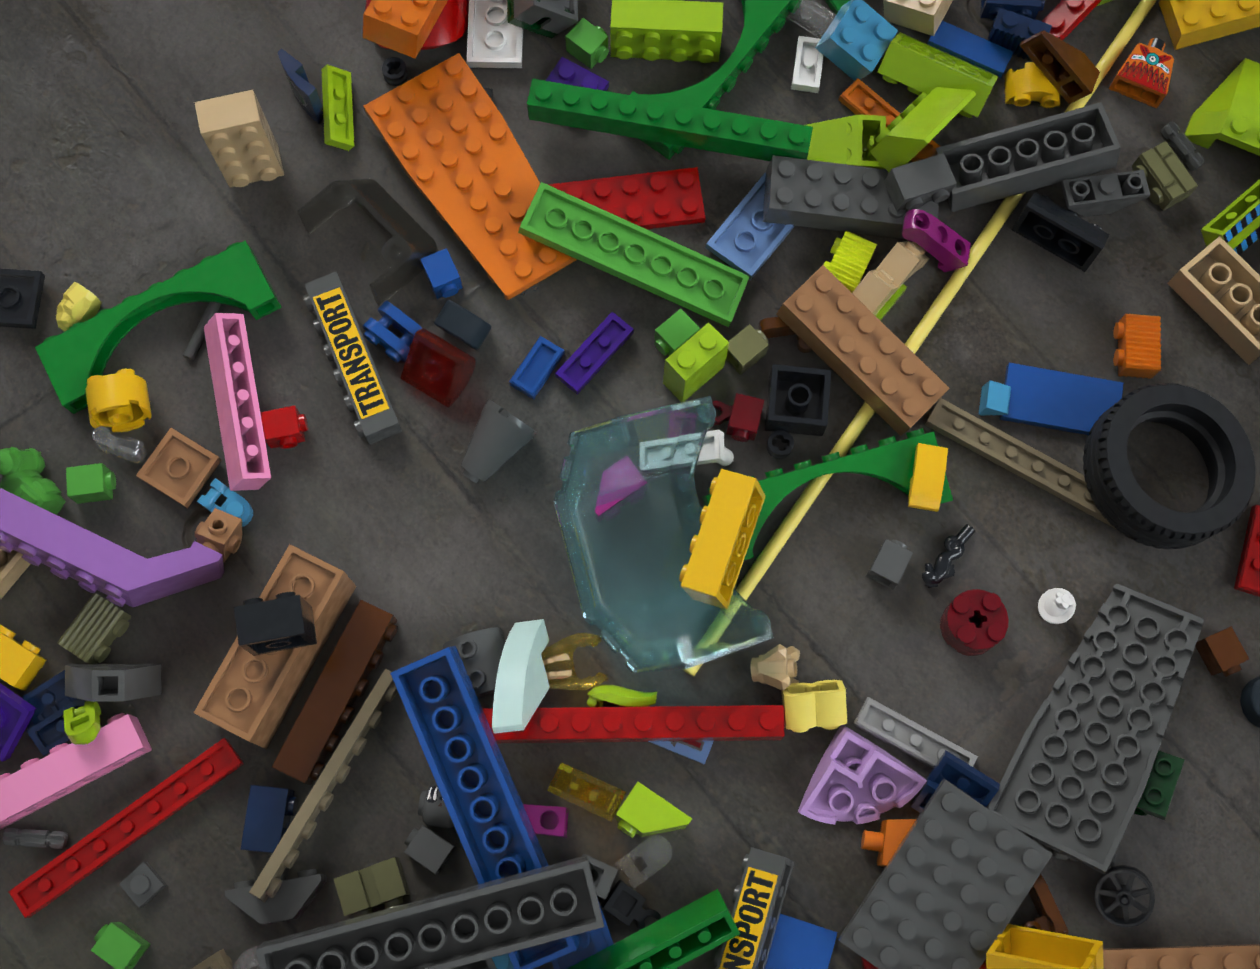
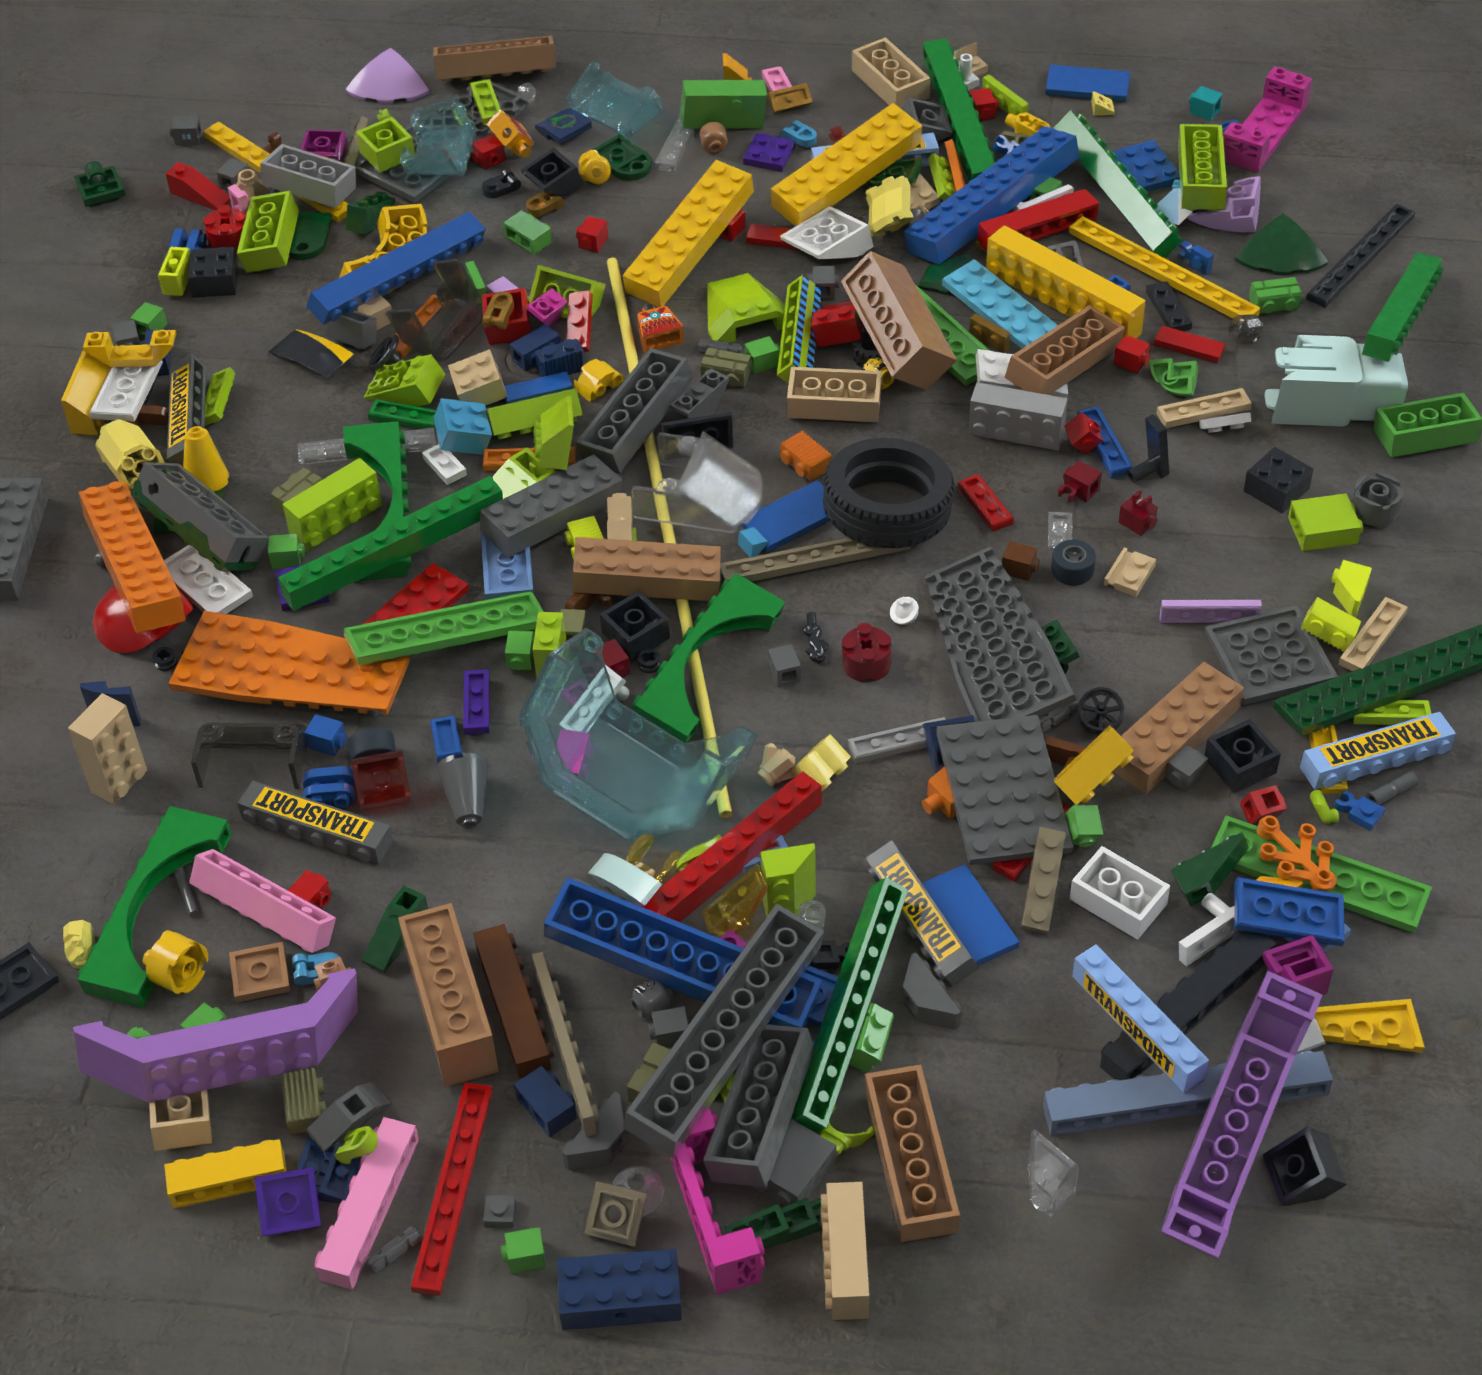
camera: 40 degrees left, 25 degrees down
(126, 449) = (203, 991): clear plate -> none
(275, 624) = (443, 947): black brick -> none
(312, 530) = (388, 939): none -> dark green slope
(337, 107) = (151, 705): lime plate -> none
(722, 539) = (671, 706): yellow brick -> none
(857, 782) = (890, 781): lavender brick -> none
(920, 182) = (587, 459): dark grey brick -> none
(928, 477) = (759, 595): yellow slope -> none
(936, 239) = (622, 481): magenta leg -> none
(1016, 315) = (714, 492): none -> clear windscreen
(1062, 64) = (604, 351): reddish brown slope -> none
(1214, 190) = (763, 354): none -> bright green brick

